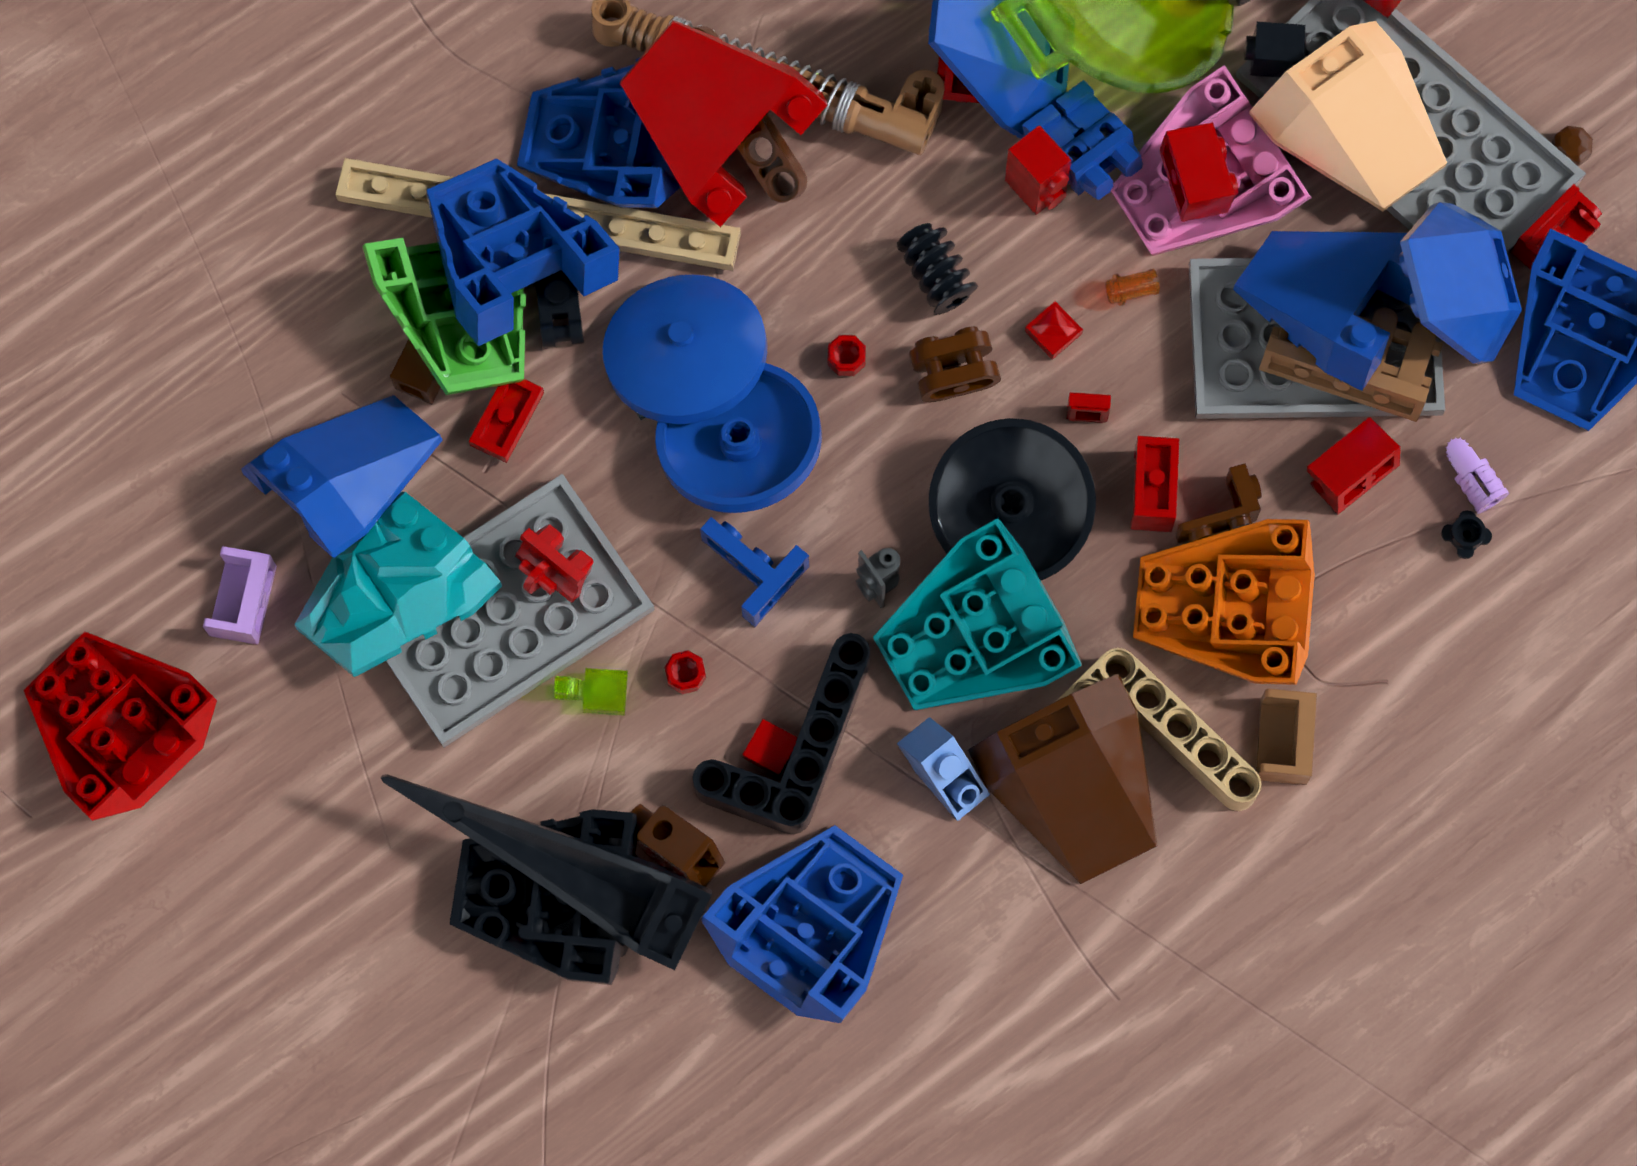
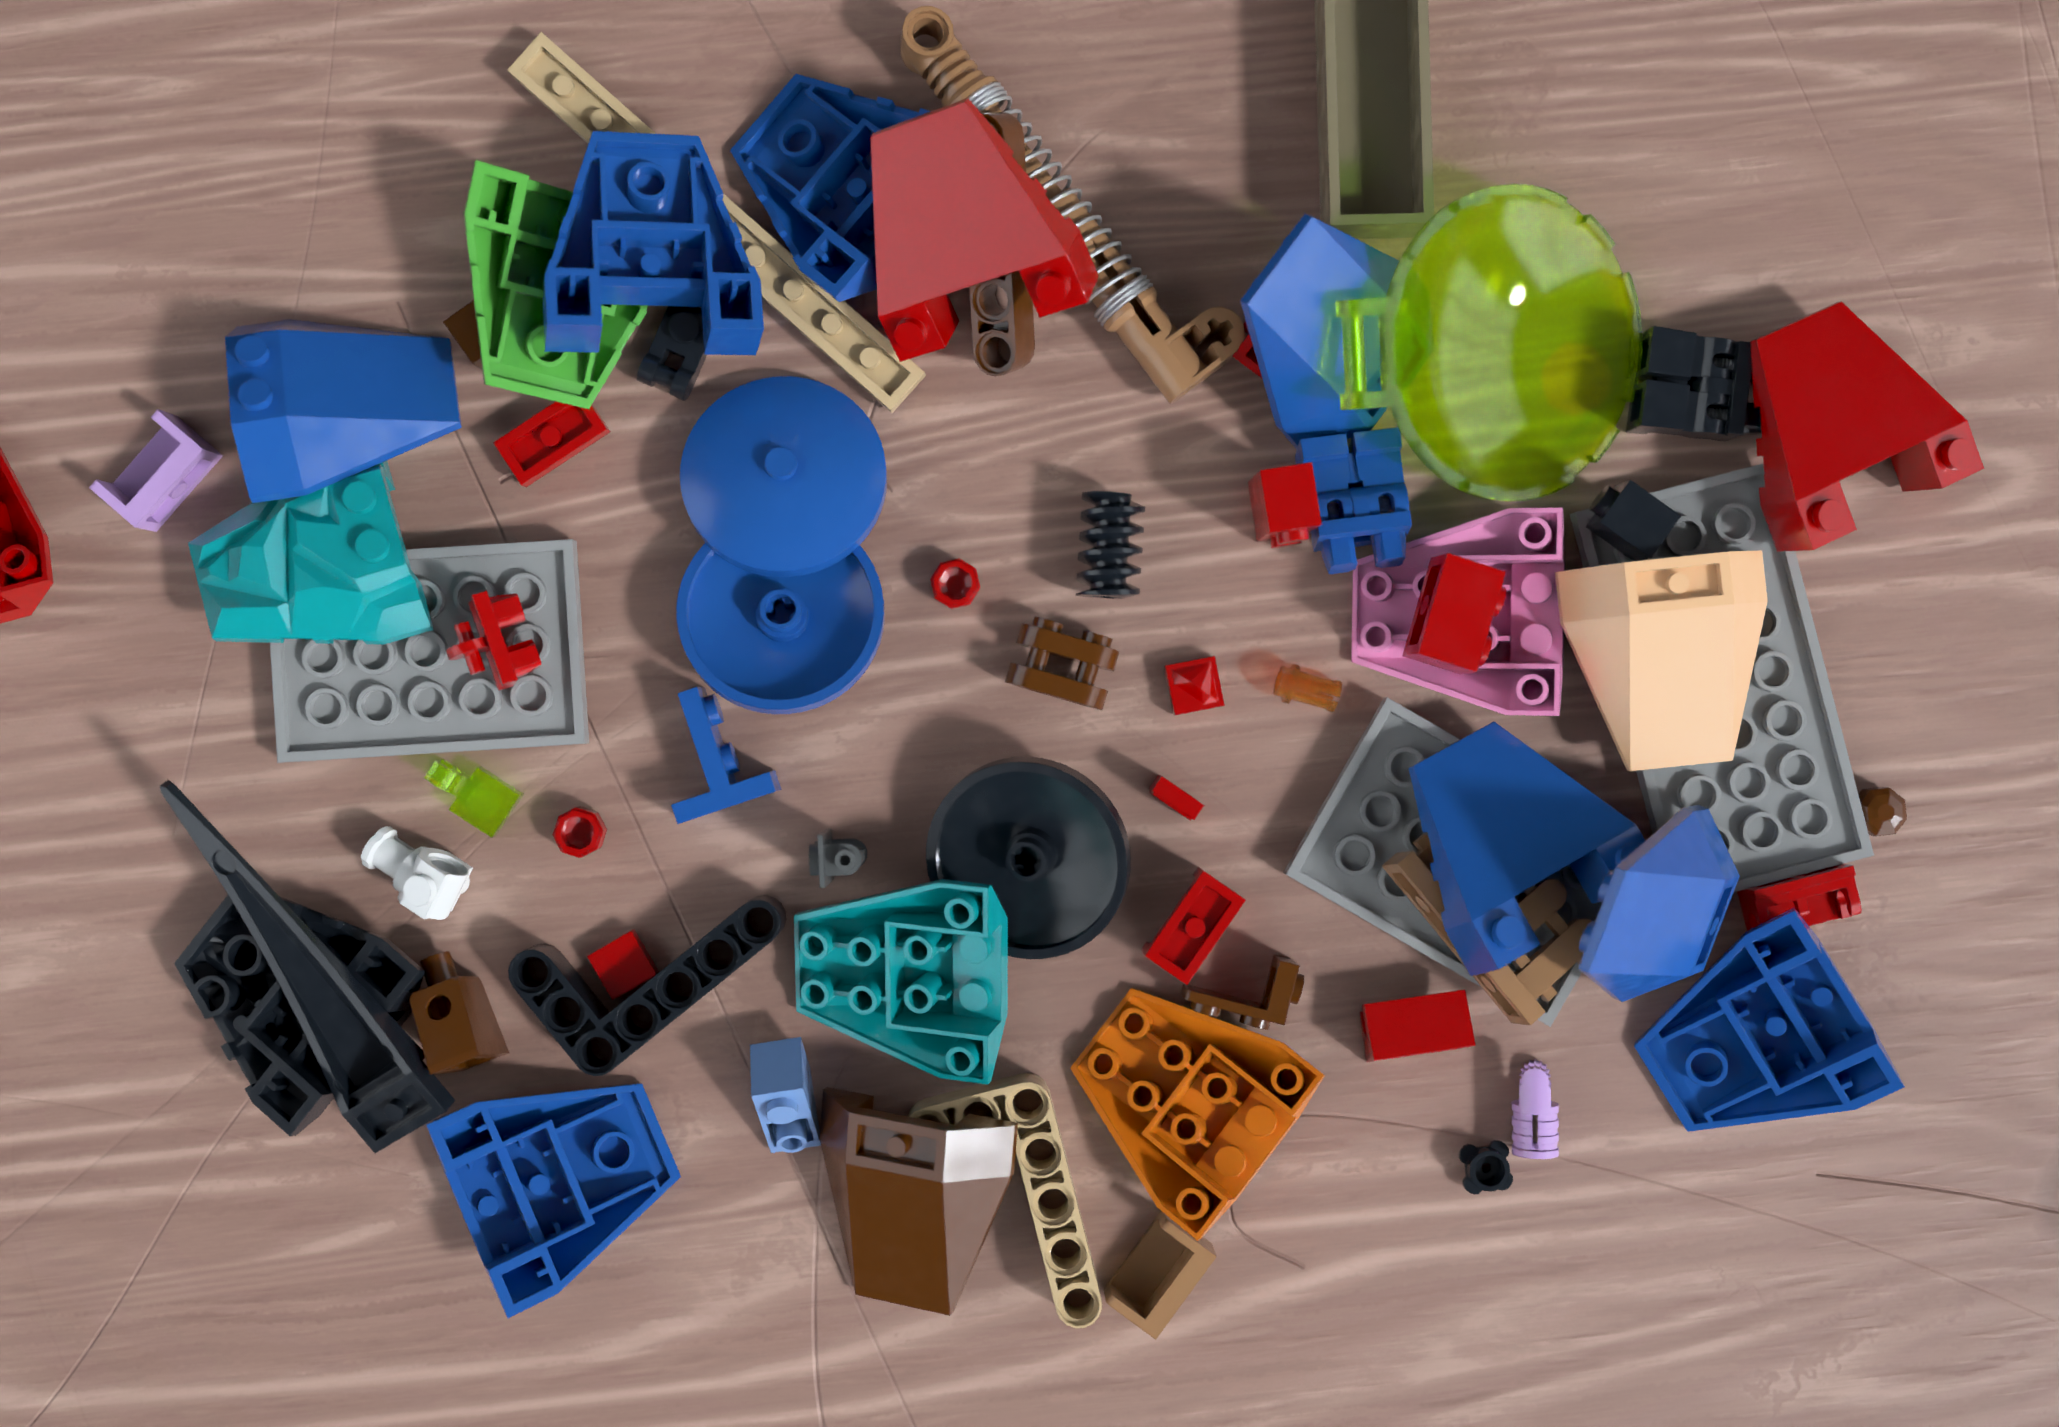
camera: 30 degrees right, 15 degrees up
(589, 762) = (424, 877): none -> white connector

